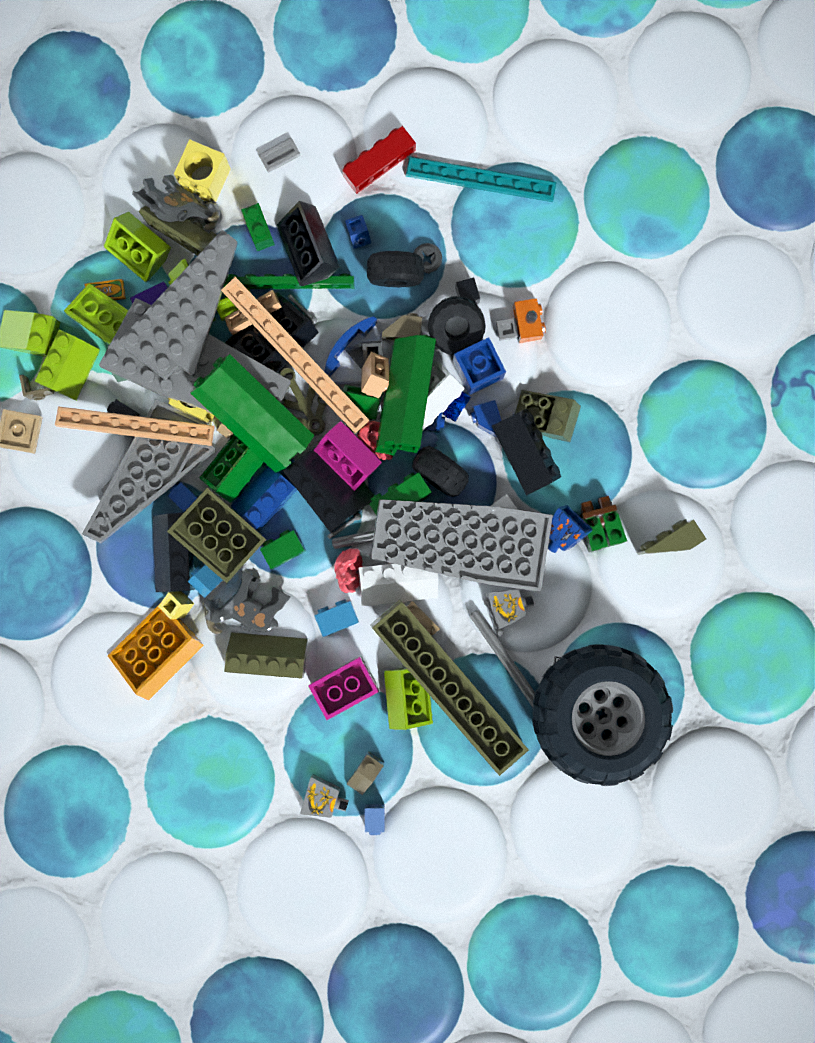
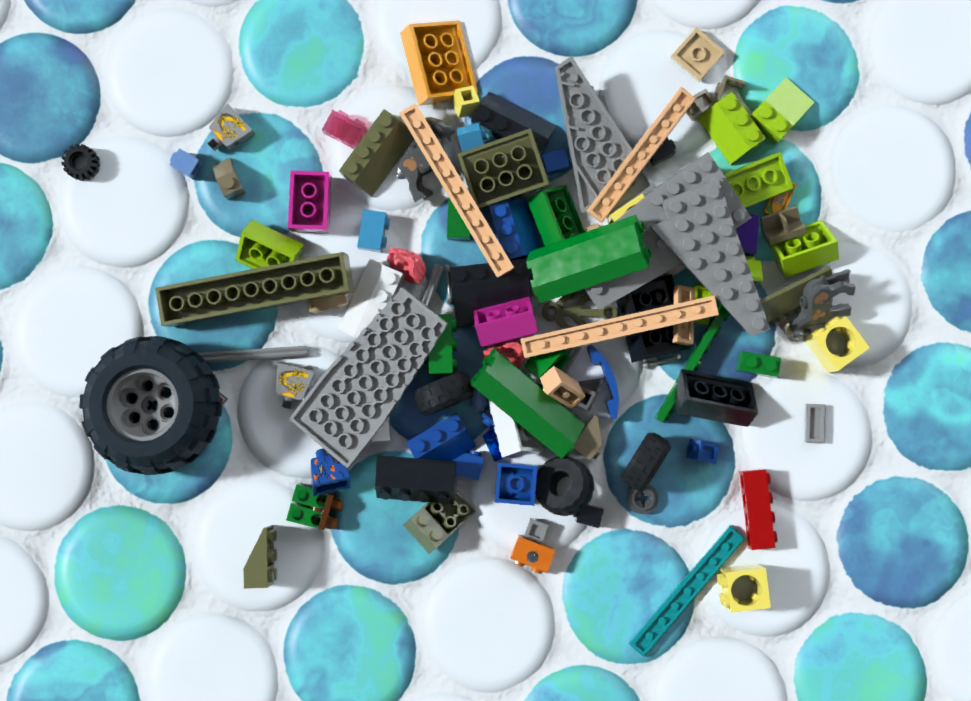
camera: 125 degrees right, 0 degrees up
(57, 399) = (701, 104): none -> dark tan bracket
(127, 274) = (782, 226): none -> dark tan panel
(258, 565) = (456, 190): none -> light nougat plate
(262, 696) = (344, 129): none -> clear pink brick
(437, 922) = (70, 157): none -> black tyre
(450, 115) = (757, 600): none -> light yellow brick
(480, 451) = (442, 441): none -> blue slope

